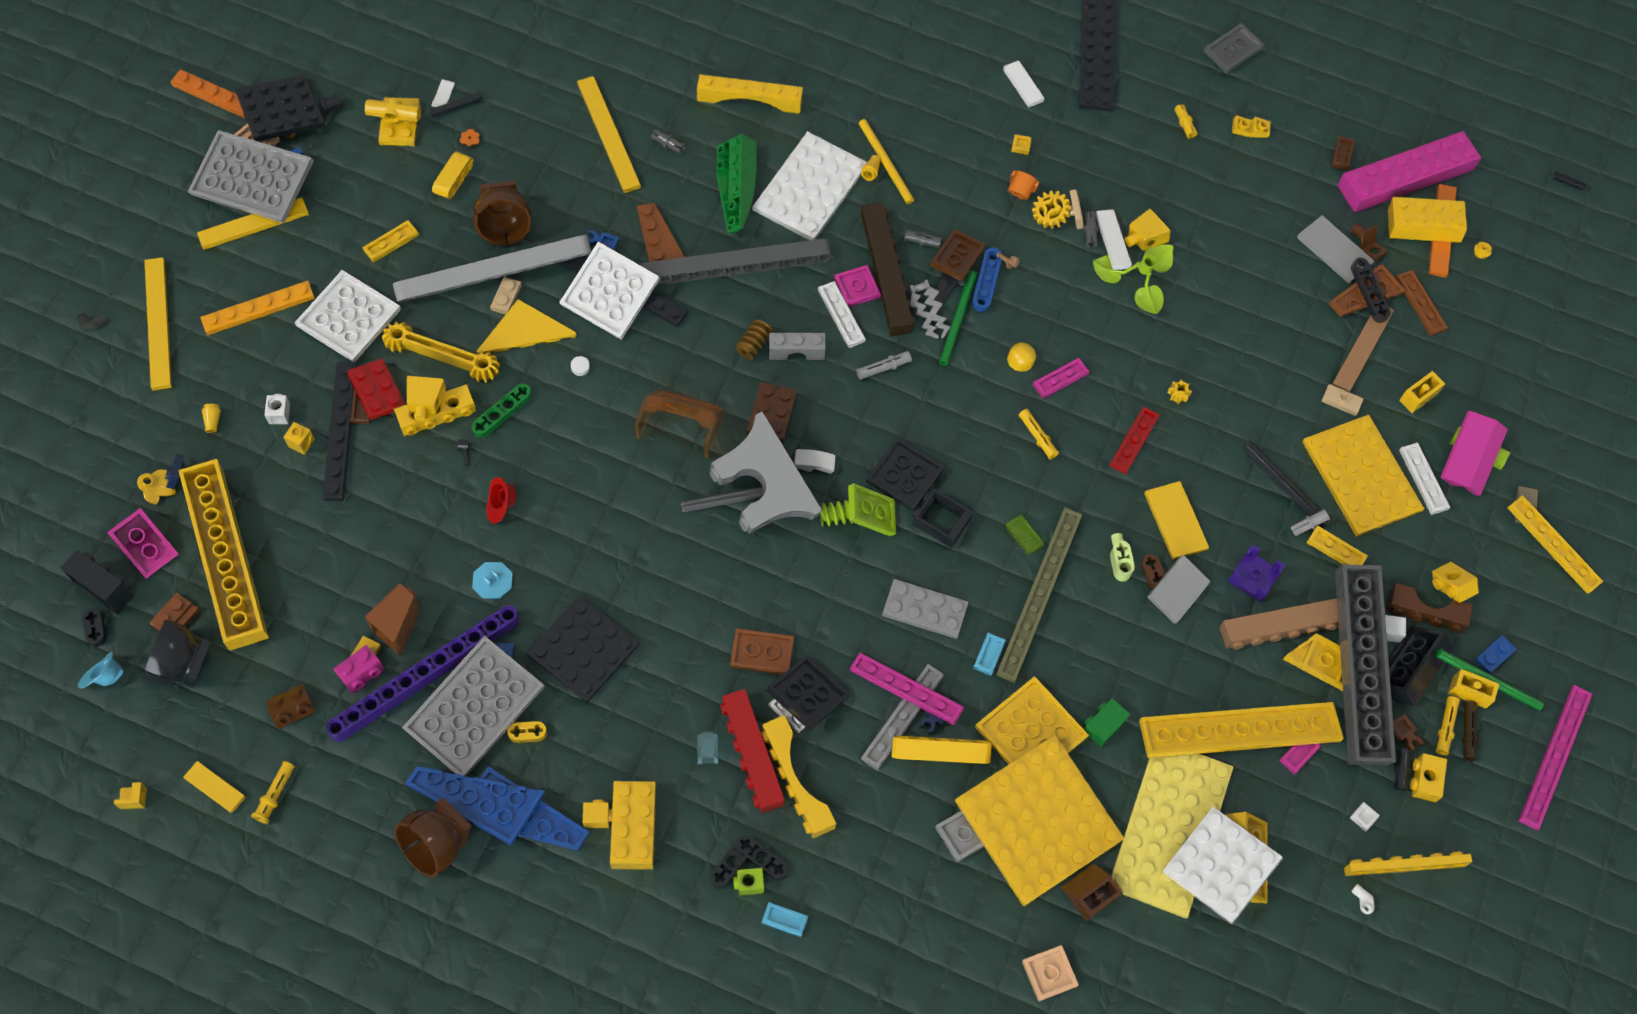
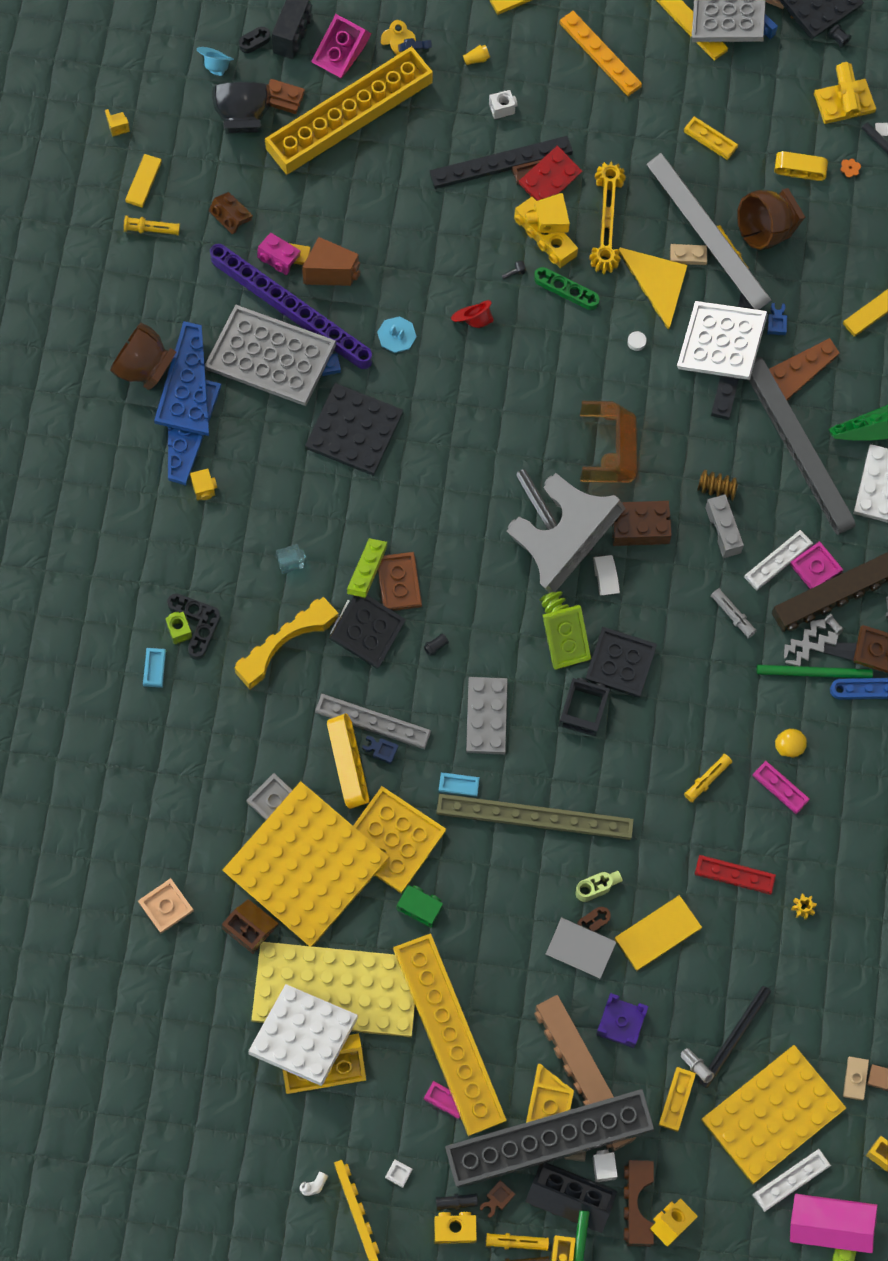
camera: 75 degrees right, 5 degrees up
(299, 438) = (479, 131): yellow brick -> none
(348, 316) = (617, 128): white plate -> none
(527, 727) = (259, 407): yellow beam -> none
(633, 825) = (201, 516): yellow brick -> none
(745, 673) = (367, 568): none -> lime plate
(752, 751) = (298, 597): red brick -> none
(840, 634) = (437, 643): none -> black pin
(907, 689) = (398, 716): dark pink tile -> none
(1024, 535) = (594, 790): clear neon green tile -> none

